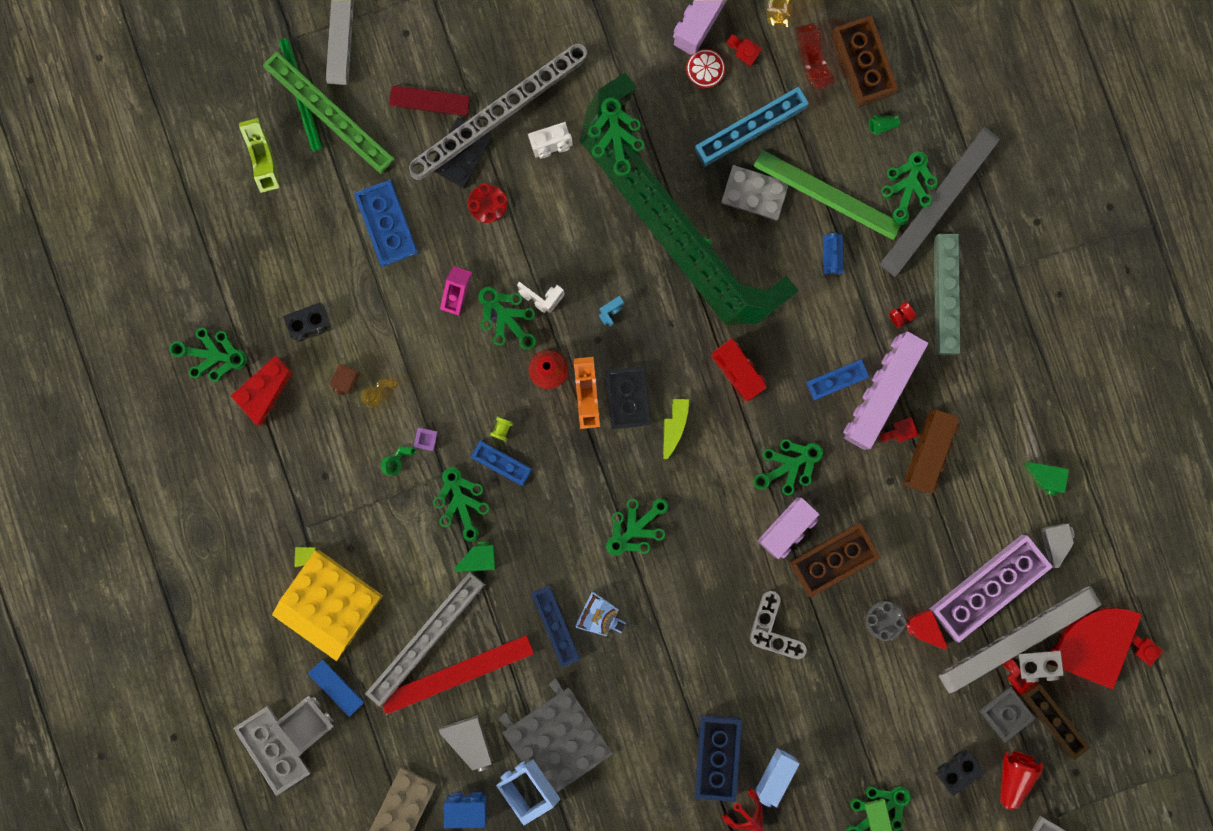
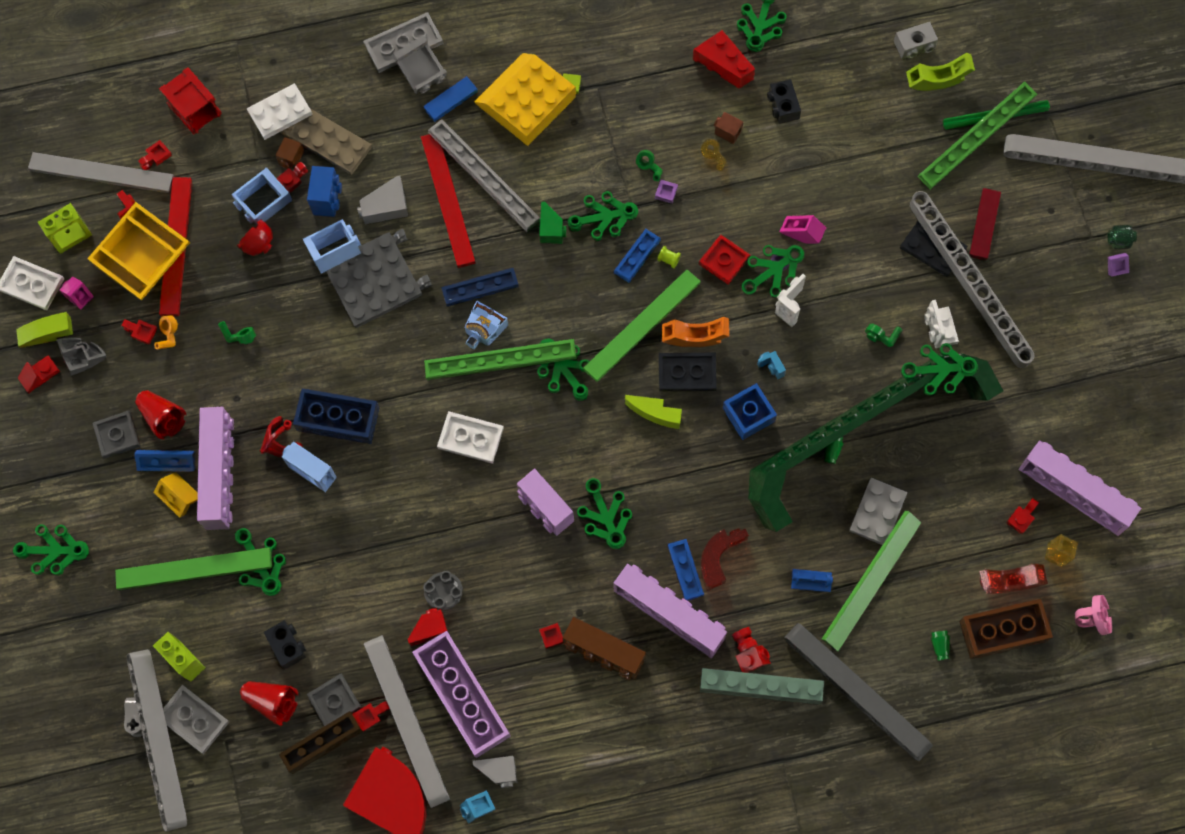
camera: 100 degrees right, 15 degrees down
(212, 175) = (922, 33): none -> light grey brick
(386, 223) = (871, 177): blue tile -> none
(487, 203) = (883, 265): red dish -> none
(498, 370) = (724, 259): none -> red plate
(552, 377) = (721, 302): red cone -> none
(566, 207) = (876, 333): none -> green plate
(582, 449) = (641, 325): none -> bright green tile
(635, 594) = (500, 359): none -> bright green tile
(667, 329) = (749, 411): none -> blue brick
(705, 68) = (1005, 477): dish -> none
(722, 614) = (470, 437): none -> white plate
(739, 370) = (704, 474): red wedge -> none
(751, 126) = (944, 511): dark azure brick -> none
(766, 629) = (449, 476): light grey beam -> none
(819, 354) = (710, 566): none -> clear red arch
(834, 559) = (509, 544): reddish brown brick -> none
(901, 430) = (629, 627): red plate -> none
(910, 183) = (876, 662): green plant -> none
(917, 506) = (551, 636): none -> red tile
(920, 304) = (753, 658): none -> red bracket
(1040, 660) = (380, 731): light grey brick -> none
(1048, 477) = (565, 768): green slope -> none
(1094, 558) = (476, 806): none -> dark azure bracket

